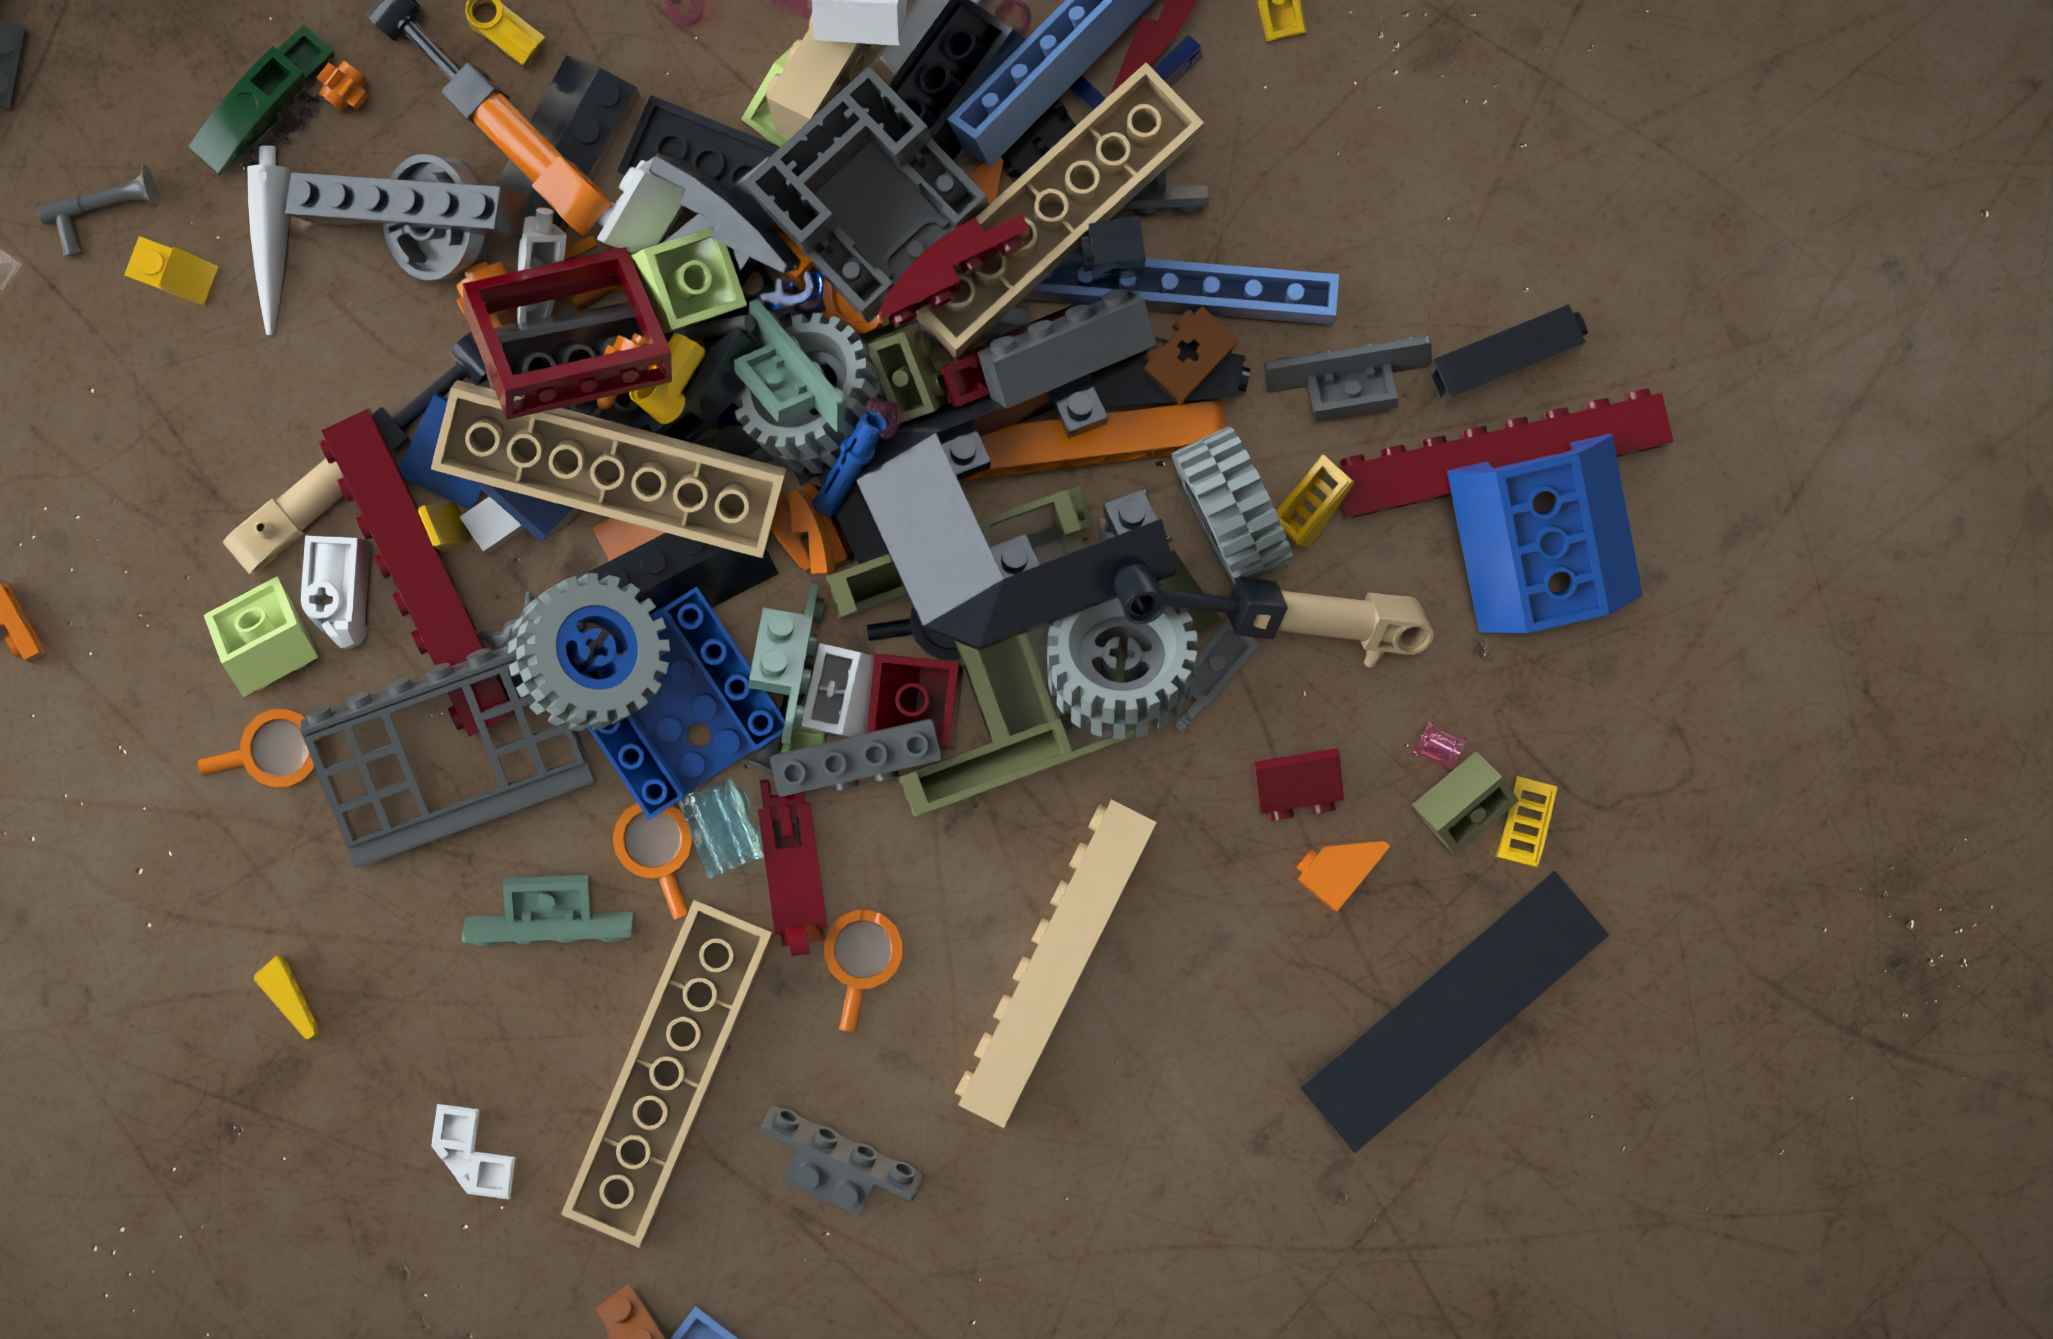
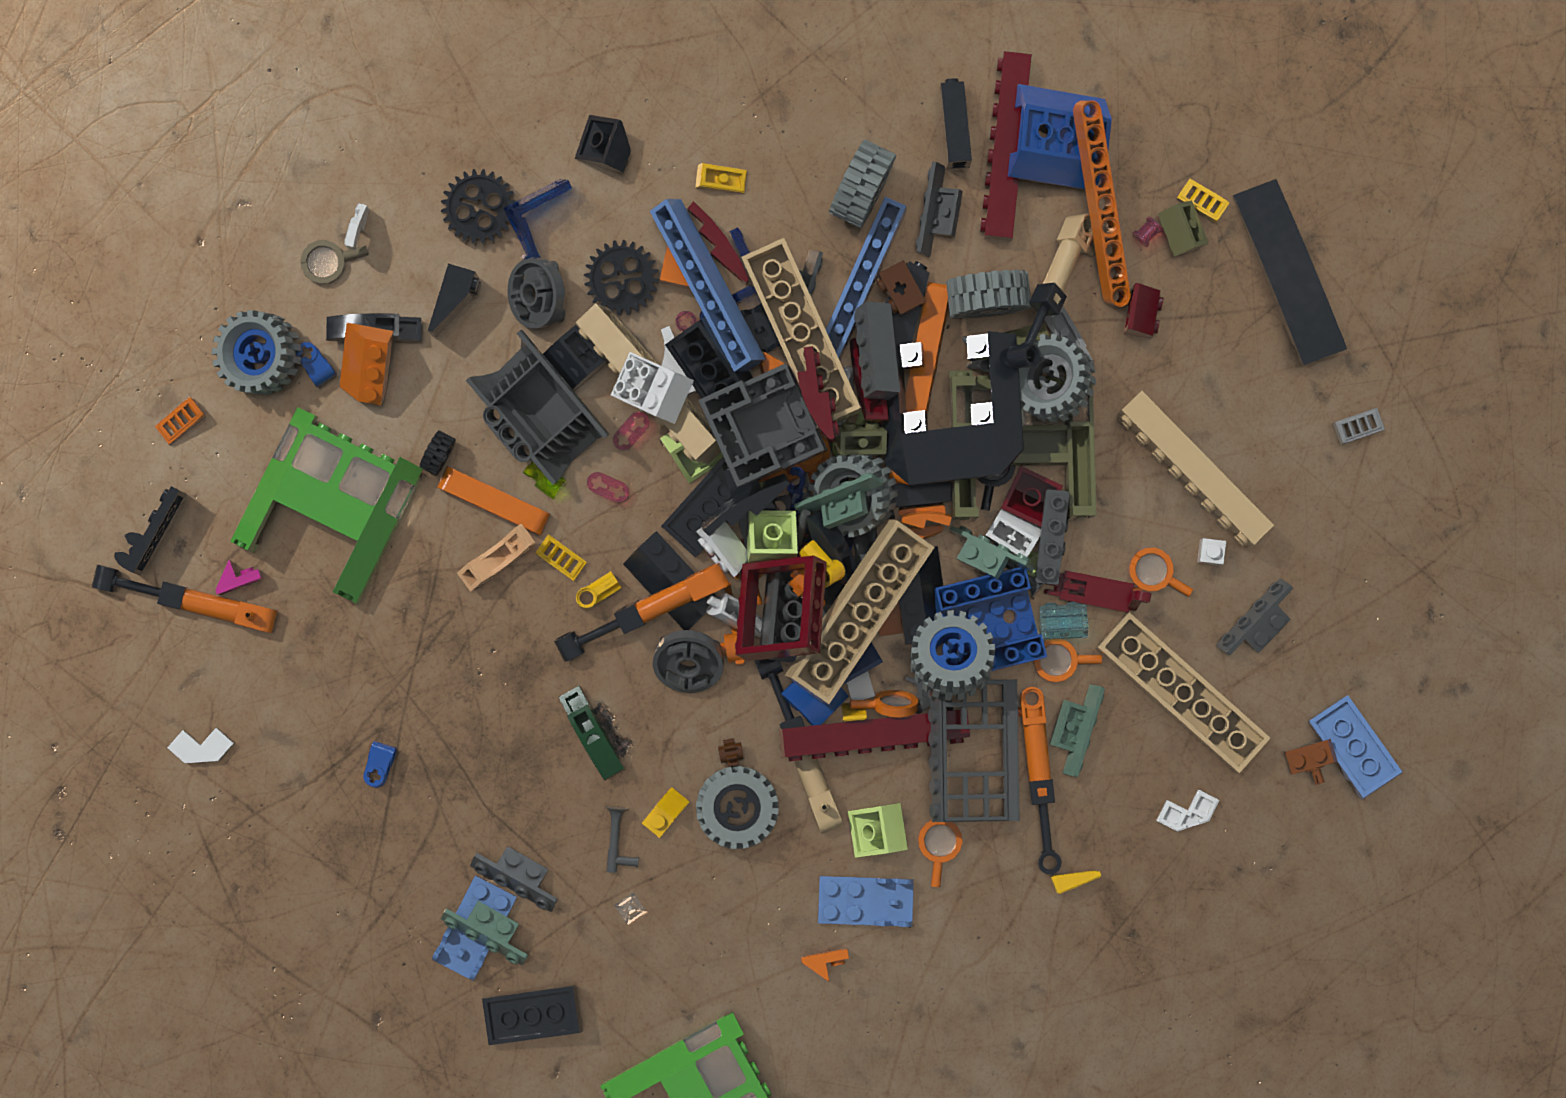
camera: 70 degrees left, 0 degrees up
(135, 659) = (865, 901): none -> medium blue hinge
(252, 412) = (716, 823): none -> light grey wheel
(268, 230) = (661, 753): white piece -> none
(307, 344) = (731, 752): none -> reddish brown gear
(338, 570) = (858, 775): white piece -> none
(342, 86) = (599, 687): orange gear -> none
(438, 205) = (679, 672): arch -> none
(453, 874) = (1040, 782): none -> orange piece
(479, 581) = (889, 703): none -> orange piece
(855, 452) = (895, 479): blue pin -> none
(888, 410) = (881, 460): clear pink bush -> none
(926, 1040) = (1211, 552): none -> white brick
(1114, 250) = (834, 307): black brick -> none
(1212, 1192) = (1341, 433): none -> light grey slope
(1316, 522) = (995, 263): yellow slope -> none
(1338, 870) = (1195, 306): orange slope -> none
(1346, 227) = (862, 183): none -> light grey wheel
(1466, 628) = (1094, 195): none -> orange beam

